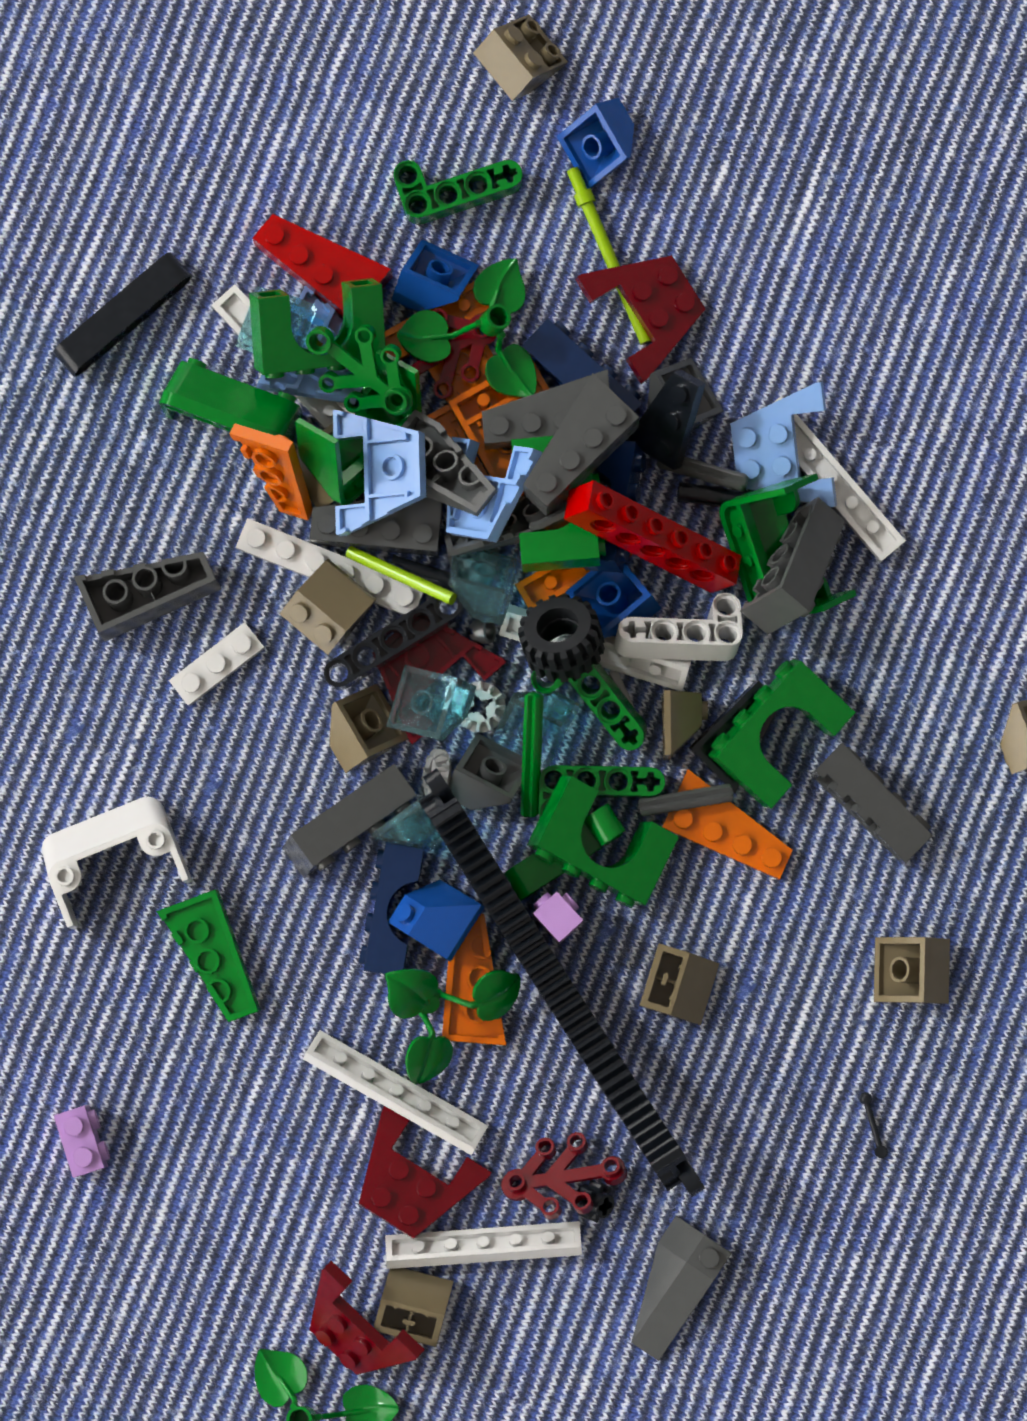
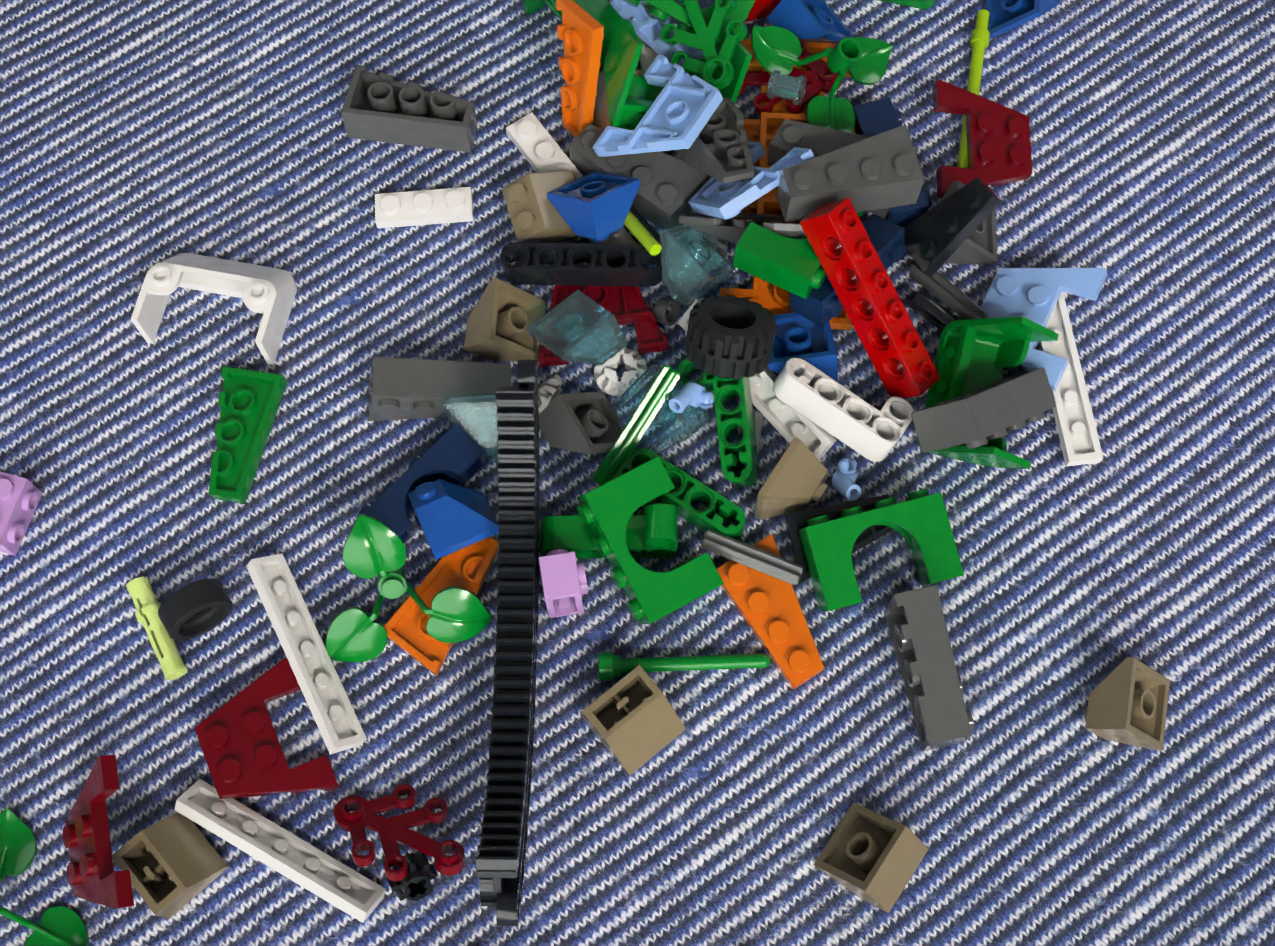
camera: 30 degrees right, 15 degrees down
(267, 1149) = (147, 614): none -> yellowish green pin
(291, 1117) = (195, 609): none -> black tyre
(369, 580) = (595, 203): none -> blue slope
(458, 370) = (786, 87): none -> clear light blue bush
(558, 702) = (693, 395): none -> light blue arm
(634, 951) = (612, 666): none -> green piece
(716, 686) = (845, 478): none -> light blue arm

